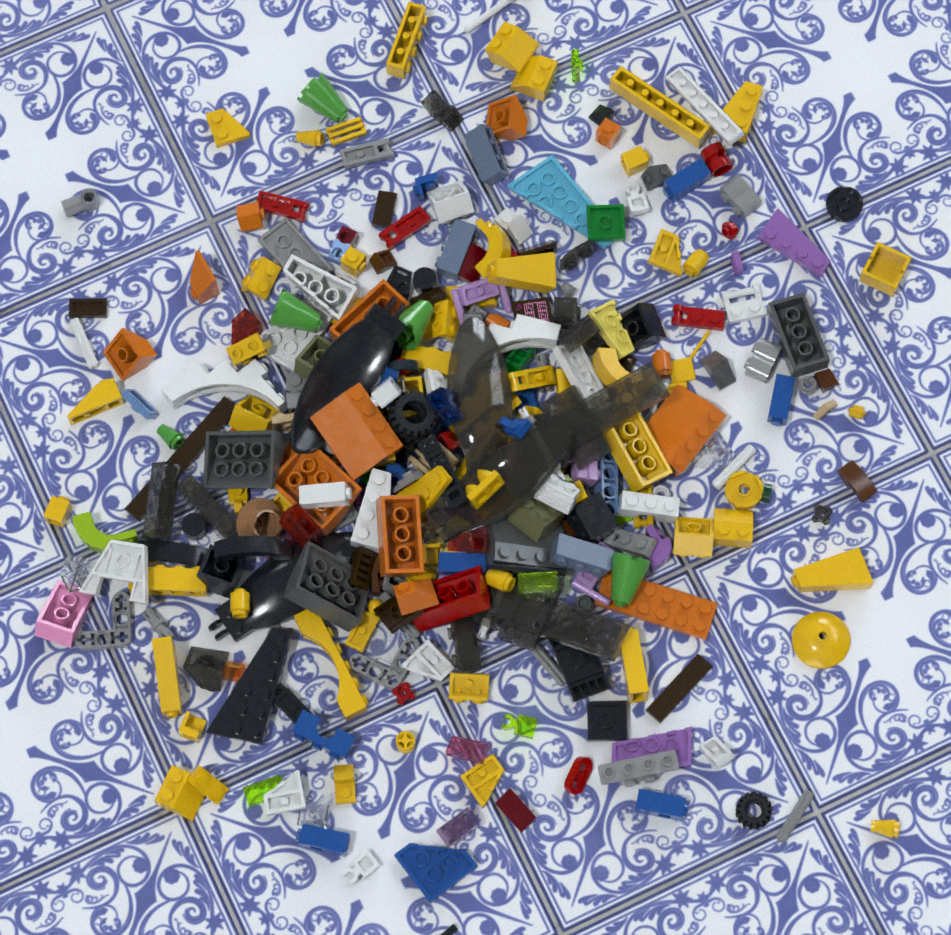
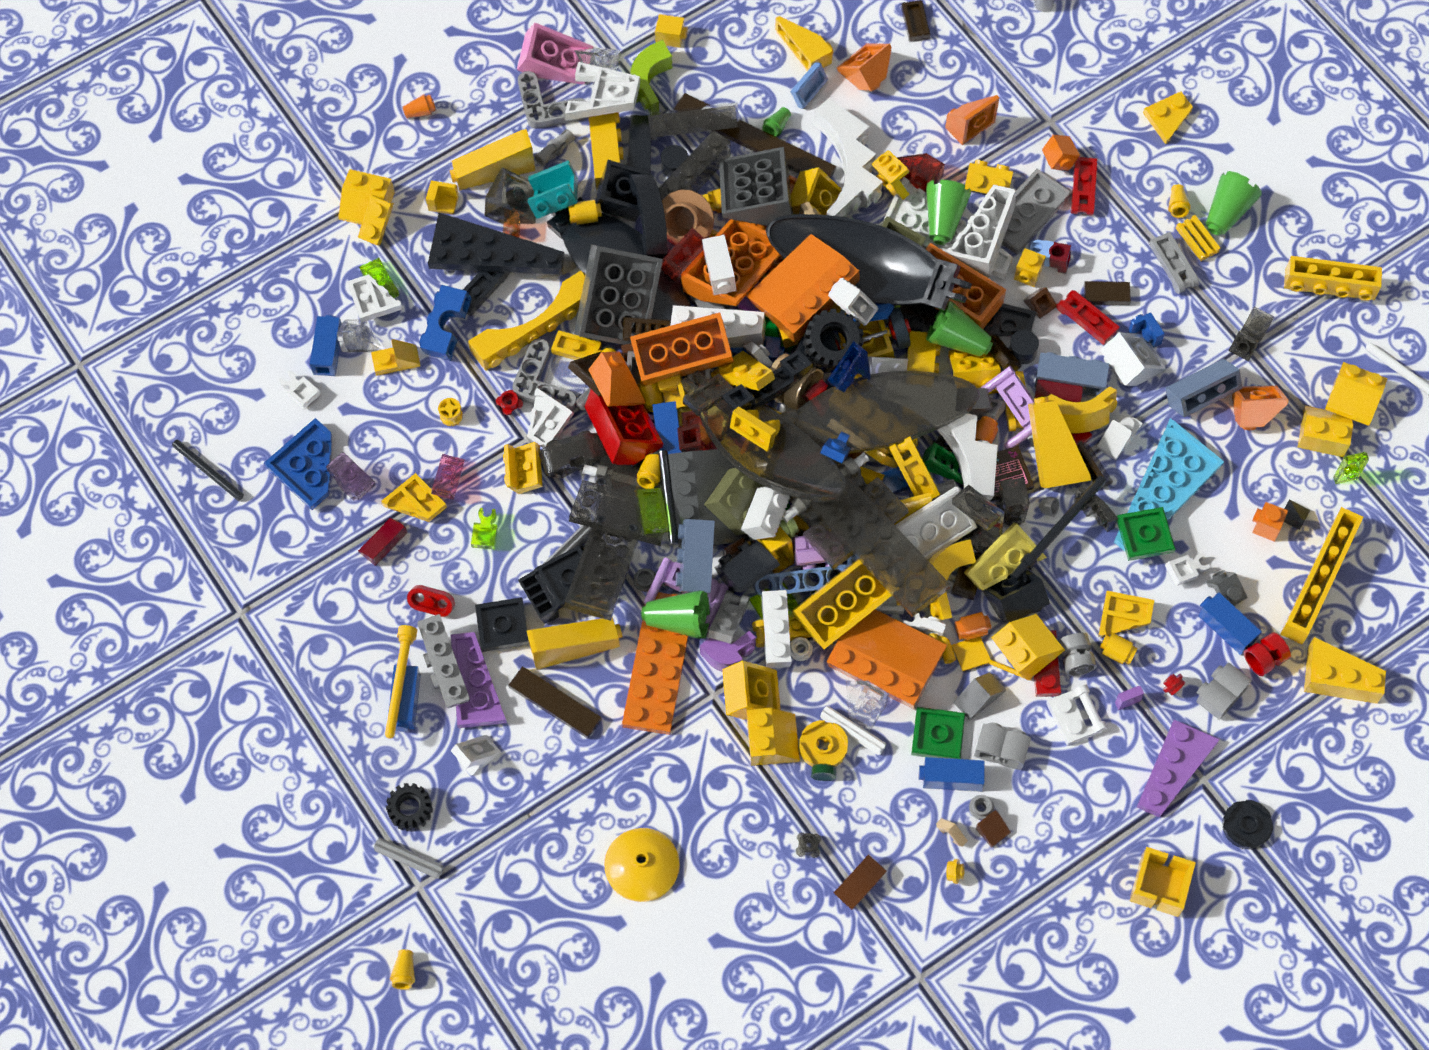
camera: 80 degrees right, 5 degrees down
(83, 343) = (872, 23): white axle -> none
(92, 737) = (420, 106): none -> orange cone
(211, 627) = (553, 189): none -> teal panel
(614, 794) = (406, 636): none -> yellow piece
(617, 309) = (1030, 559): none -> black bar
(634, 160) = (1241, 558): yellow brick -> none
(687, 324) = (1028, 645): none -> yellow slope
(697, 292) = (1077, 655): none -> light grey wheel
(704, 106) = (1335, 626): white tile -> none
(745, 405) = (938, 733): none -> green tile
(798, 335) = (1044, 782): dark grey brick -> none
(834, 573) = (731, 870): yellow slope -> none

